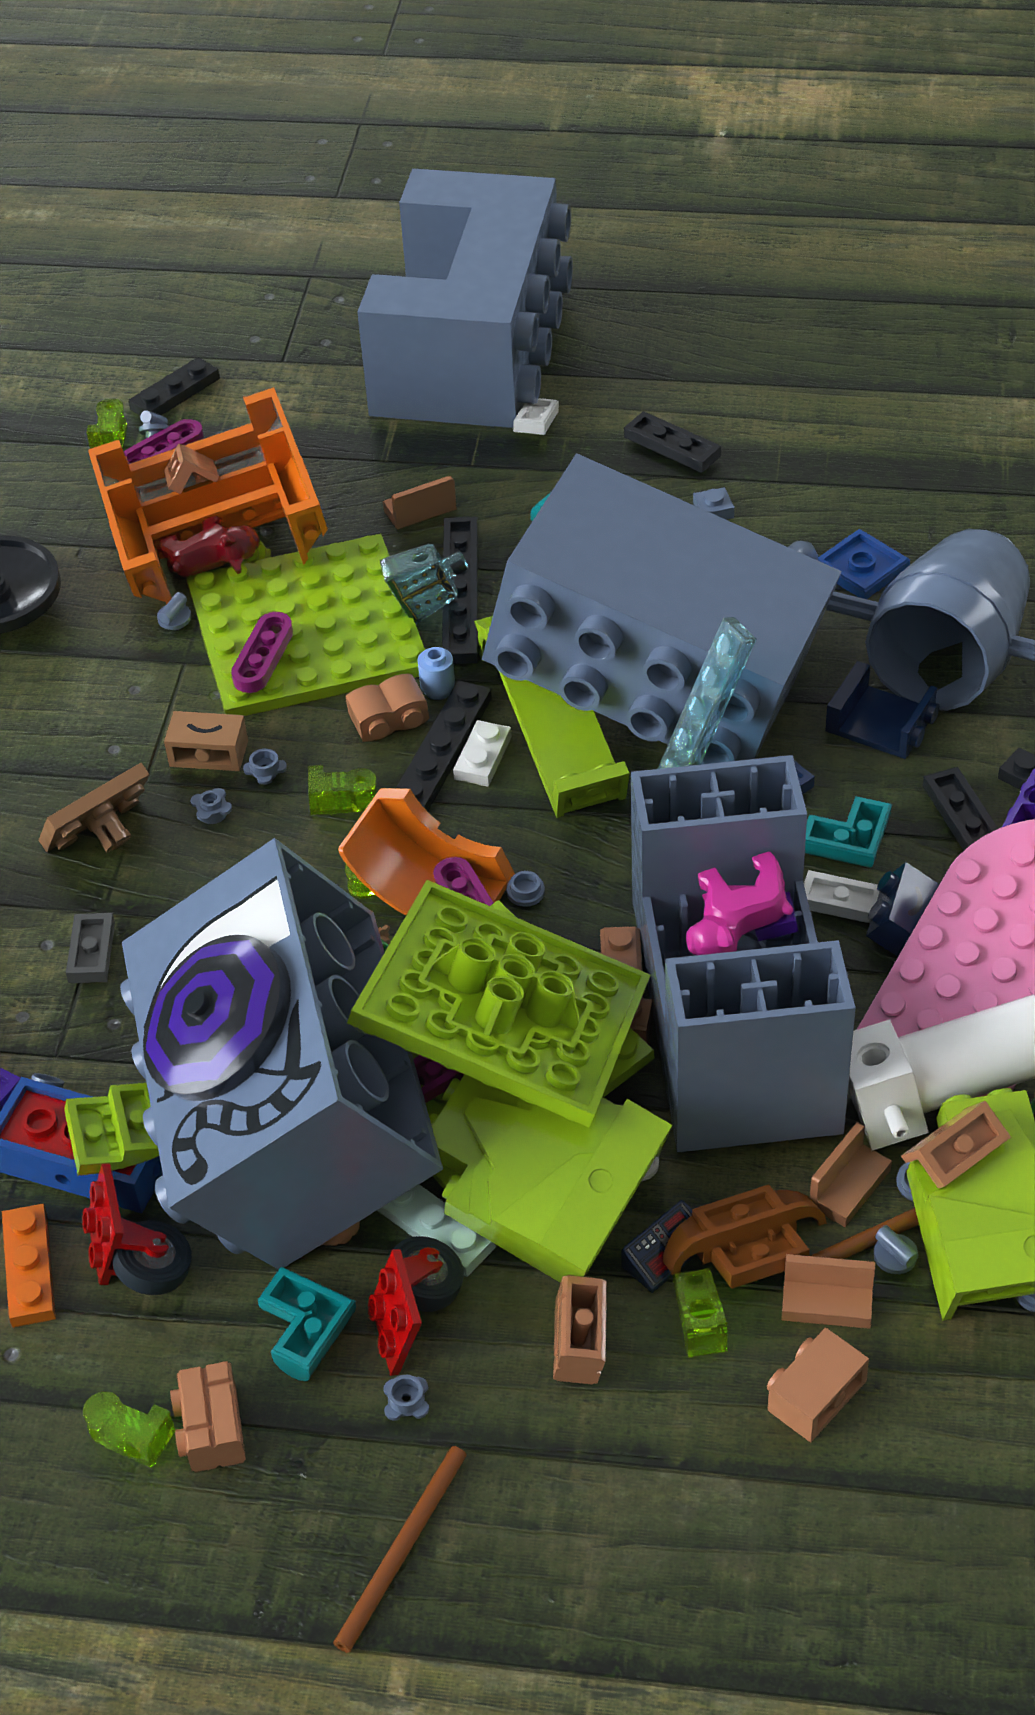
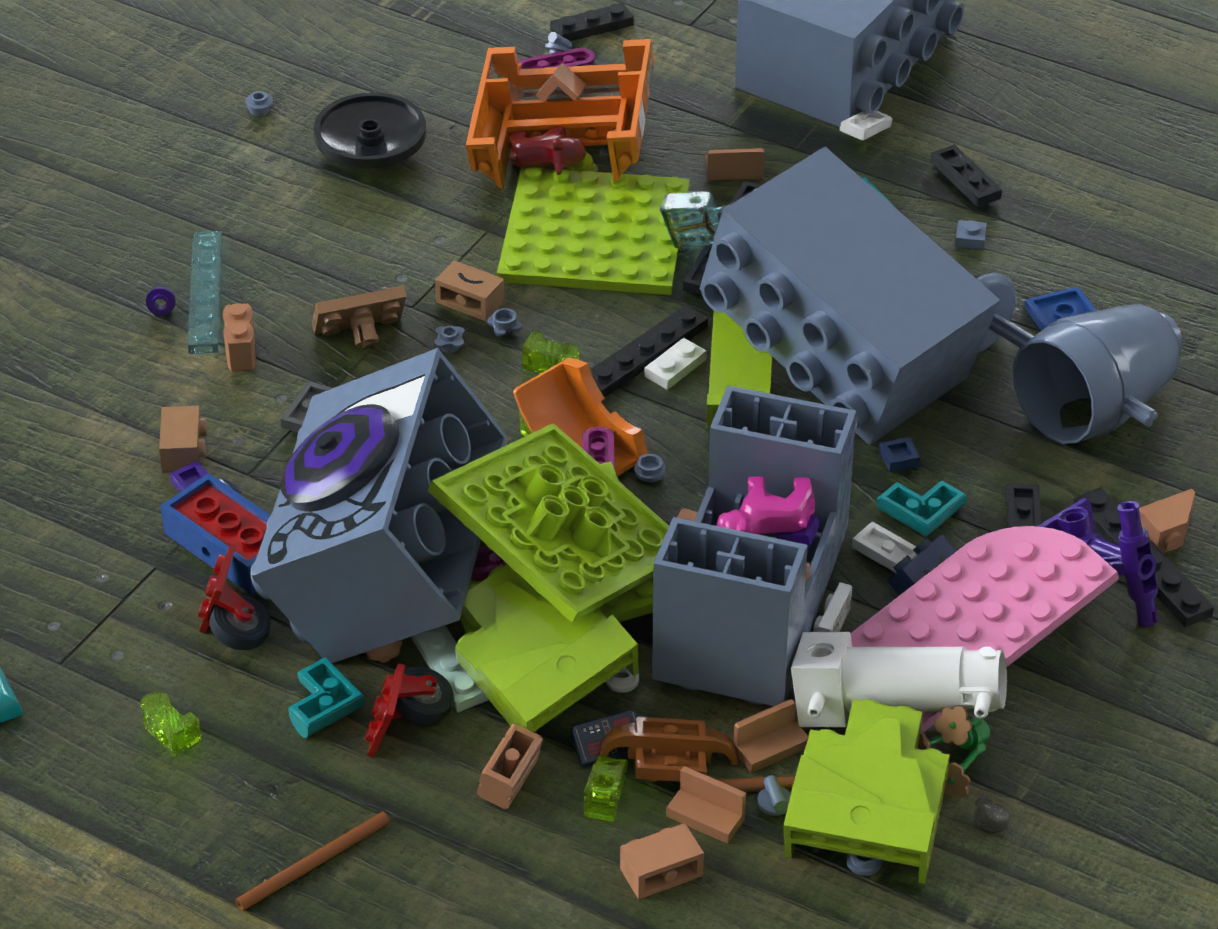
camera: 20 degrees right, 5 degrees down
(28, 1265) = (156, 602): orange plate -> none
(110, 424) = (524, 37): clear neon green leg -> none
(110, 1129) = (244, 524): lime slope -> none
(174, 614) = (498, 192): sand blue plate -> none
(209, 1417) = (225, 735): nougat brick -> none
(262, 652) = (543, 237): magenta plate -> none
(387, 707) = (619, 307): nougat brick -> none
(406, 1386) = (368, 770): sand blue plate -> none
(436, 673) = (669, 292): light blue brick -> none
(709, 695) = (845, 354): clear light blue plate -> none
(878, 716) = (1001, 430): dark blue panel -> none
(959, 1144) = (842, 726): nougat panel -> none

